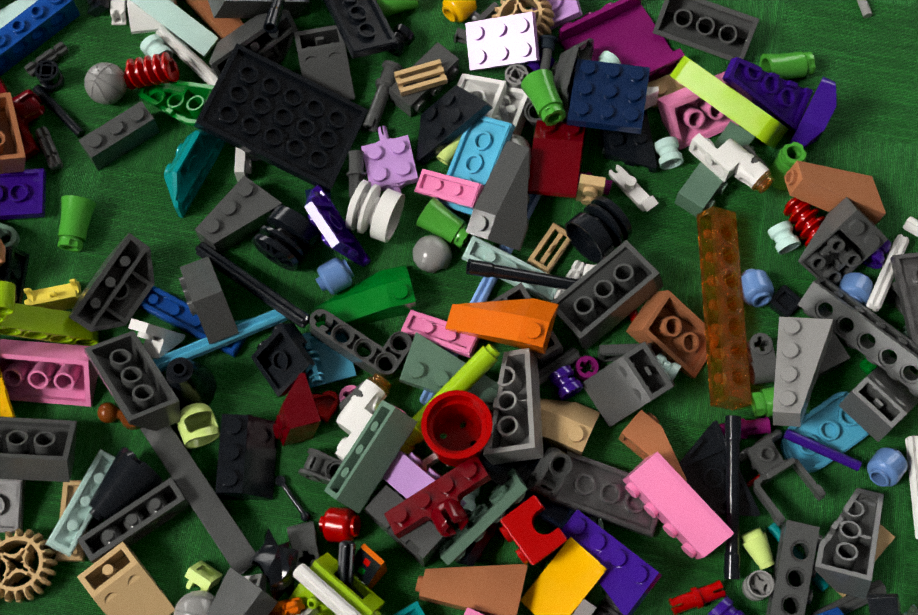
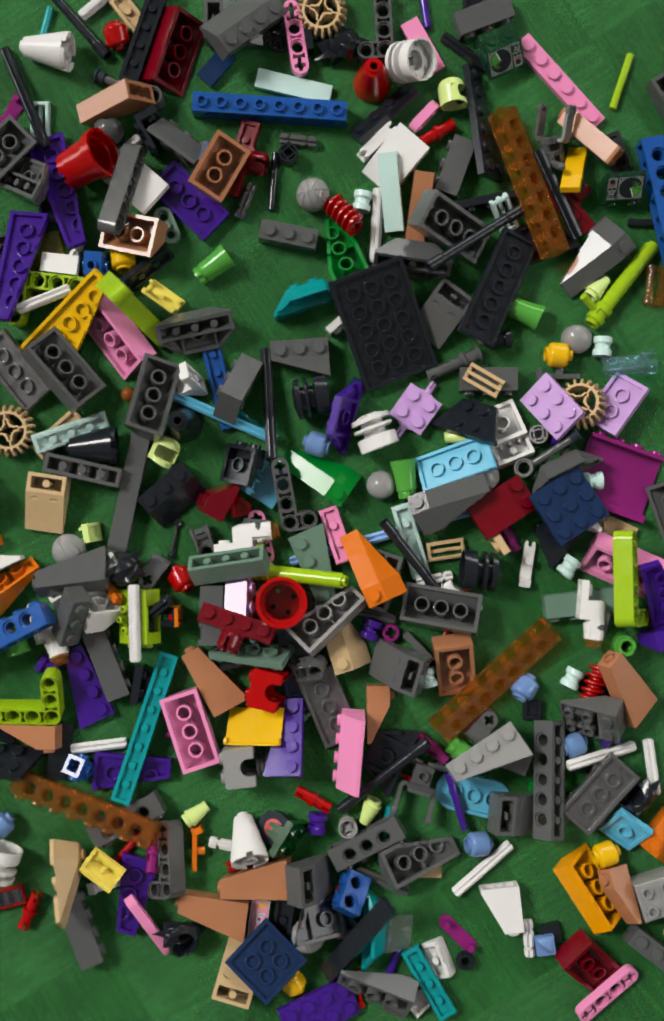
camera: 50 degrees right, 20 degrees up
(356, 170) = (390, 396): dark grey axle -> none
(448, 188) = (427, 461): bright pink tile -> none
(544, 96) = (533, 469): bright green plant -> none

